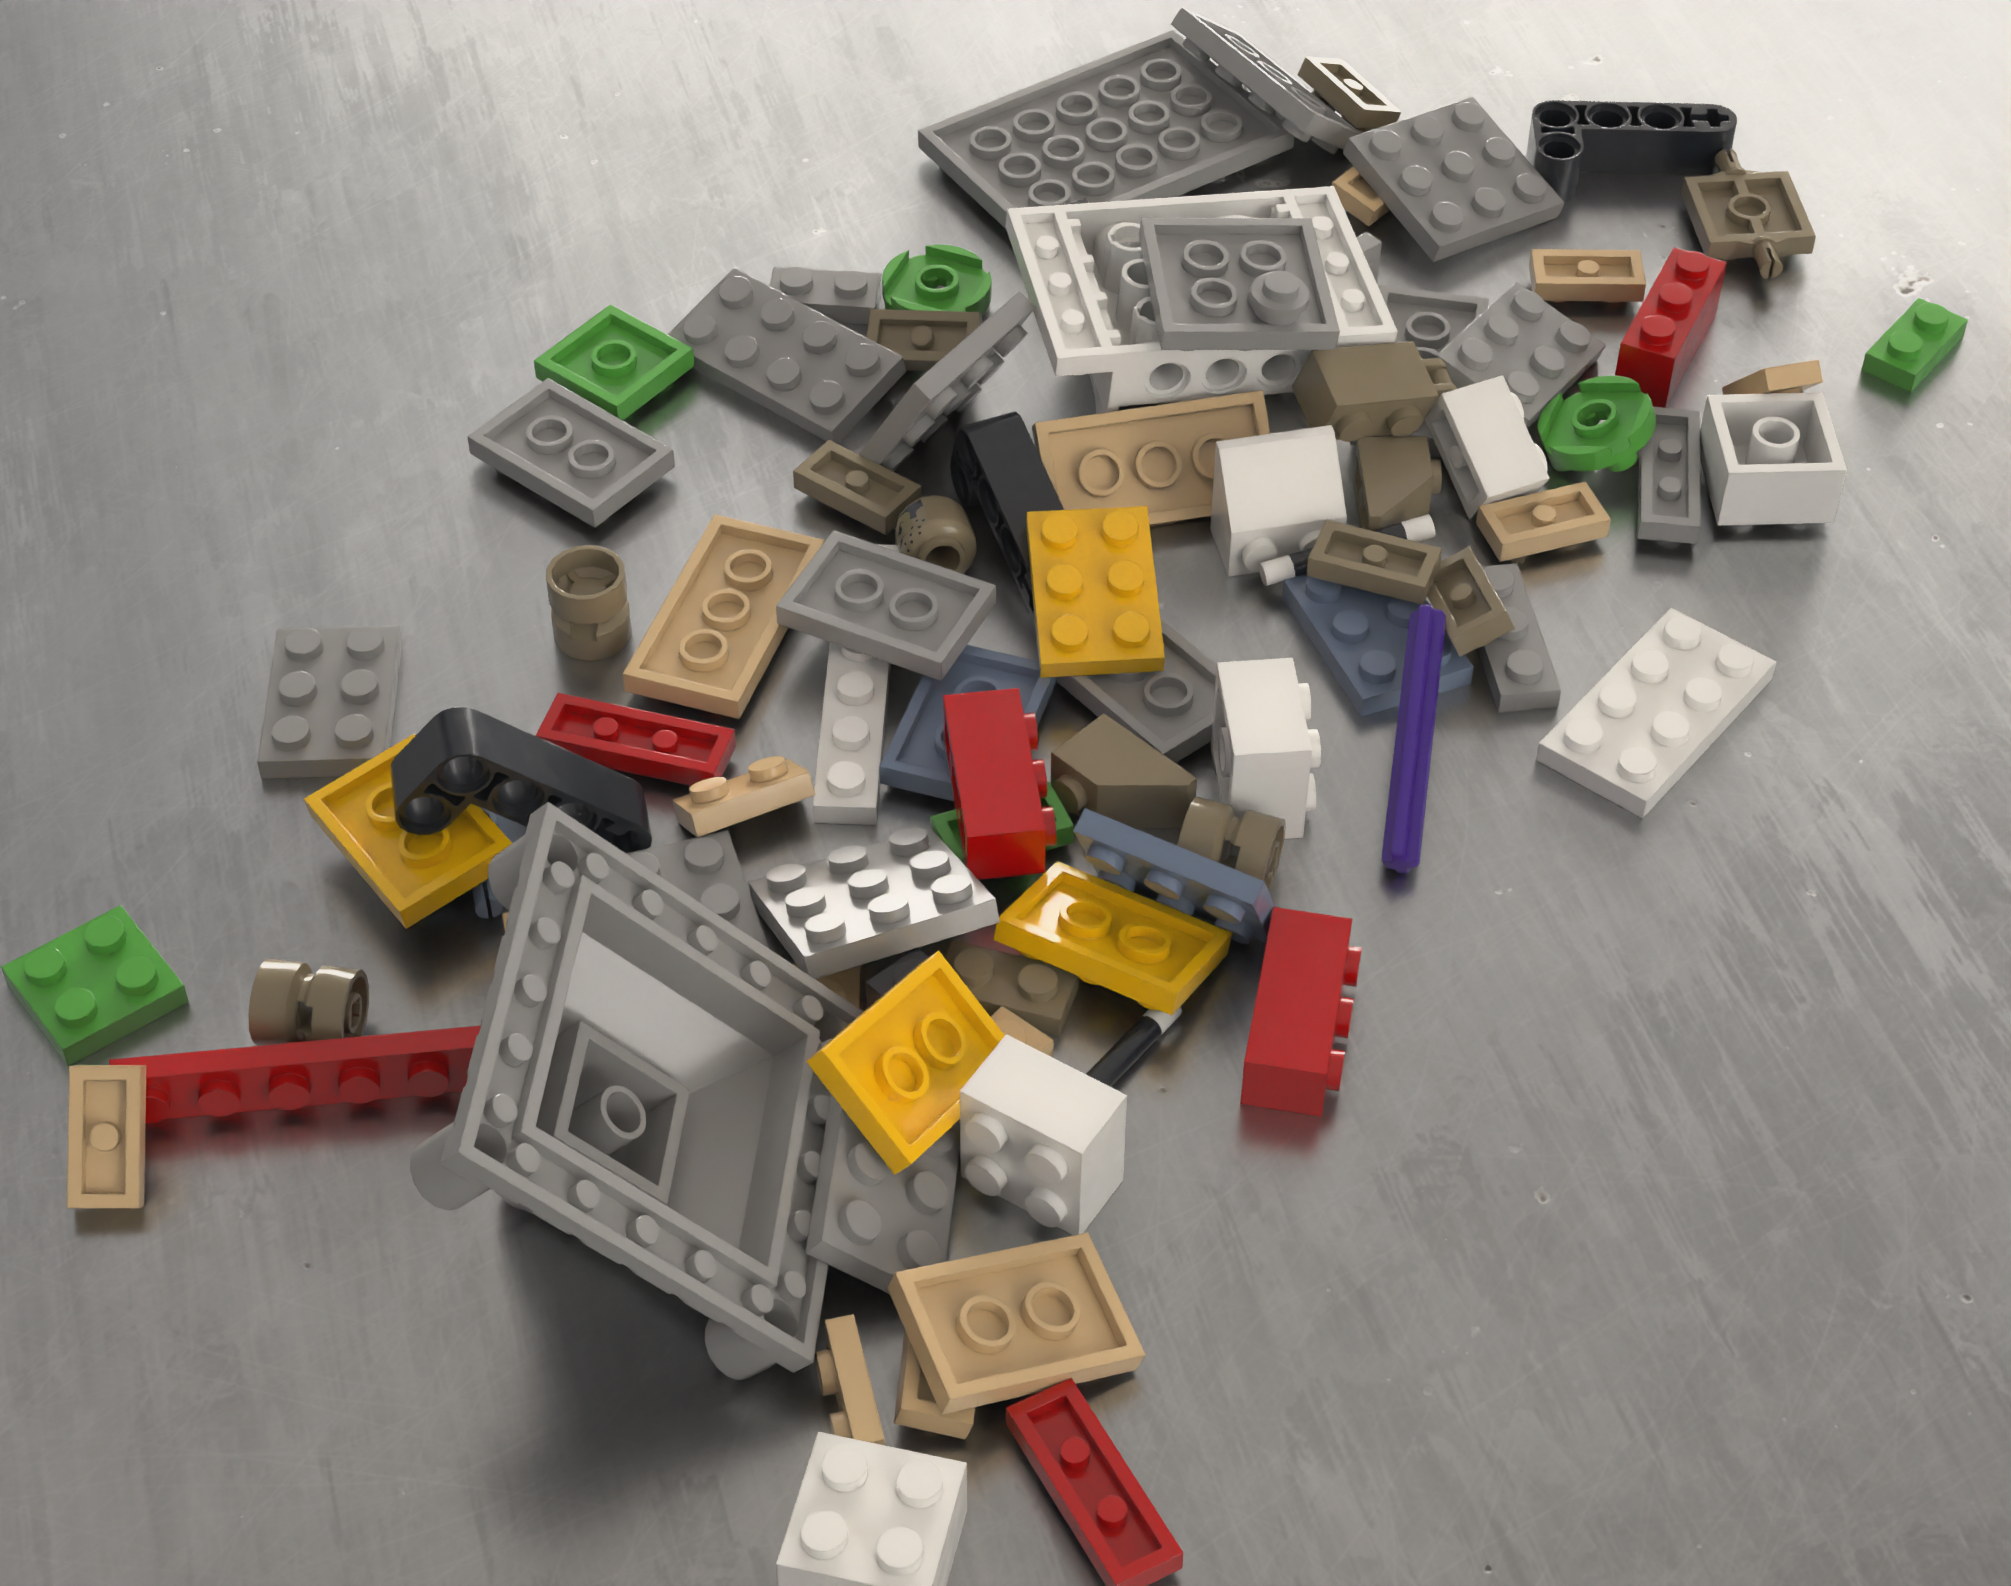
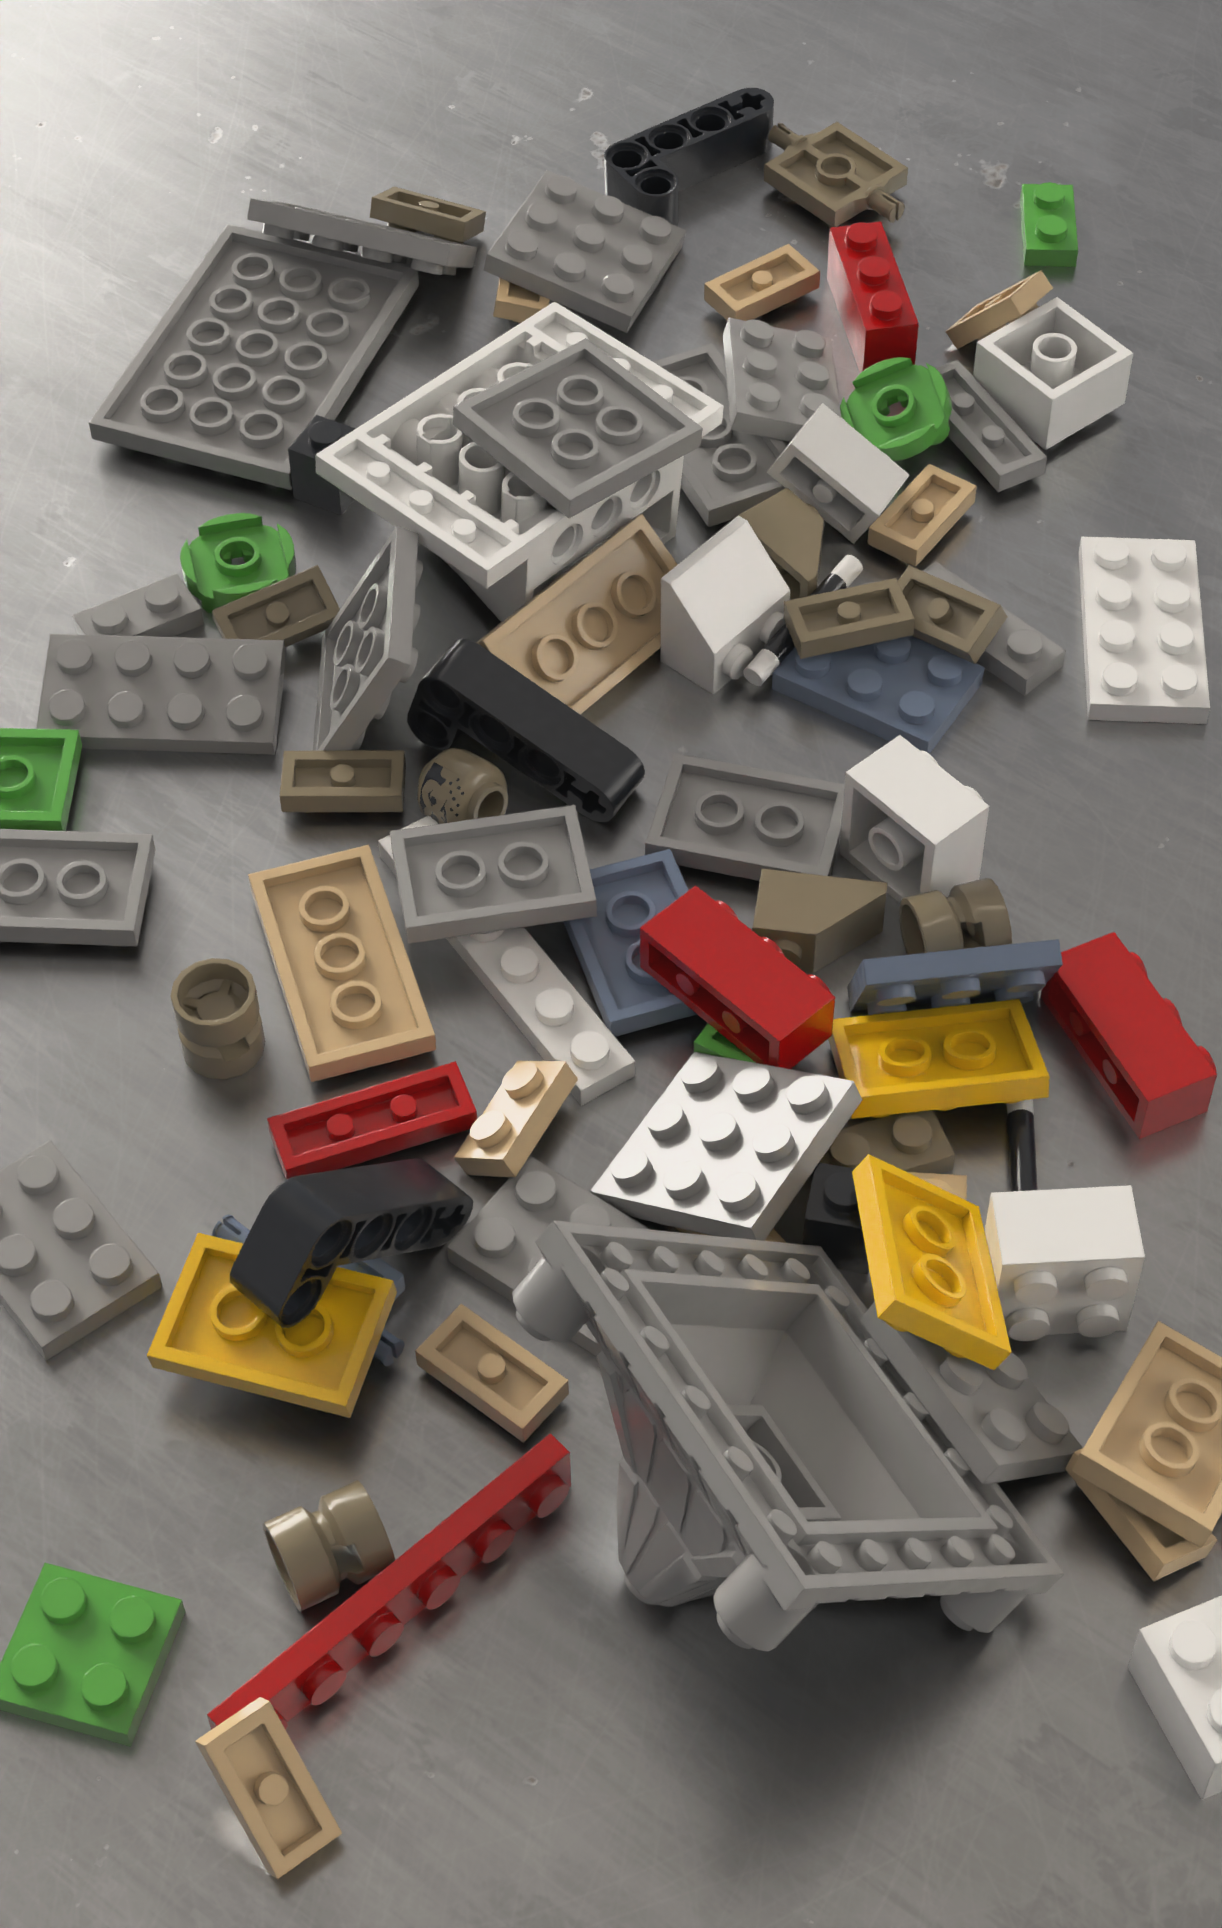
camera: 35 degrees left, 5 degrees up
(845, 1373) = (1107, 1578): tan plate -> none
(1094, 592) = (656, 765): yellow plate -> none
(1278, 297) = (638, 421): light grey plate -> none
(1370, 389) = (727, 472): dark tan brick -> none
(1414, 740) = (1005, 753): dark purple axle -> none

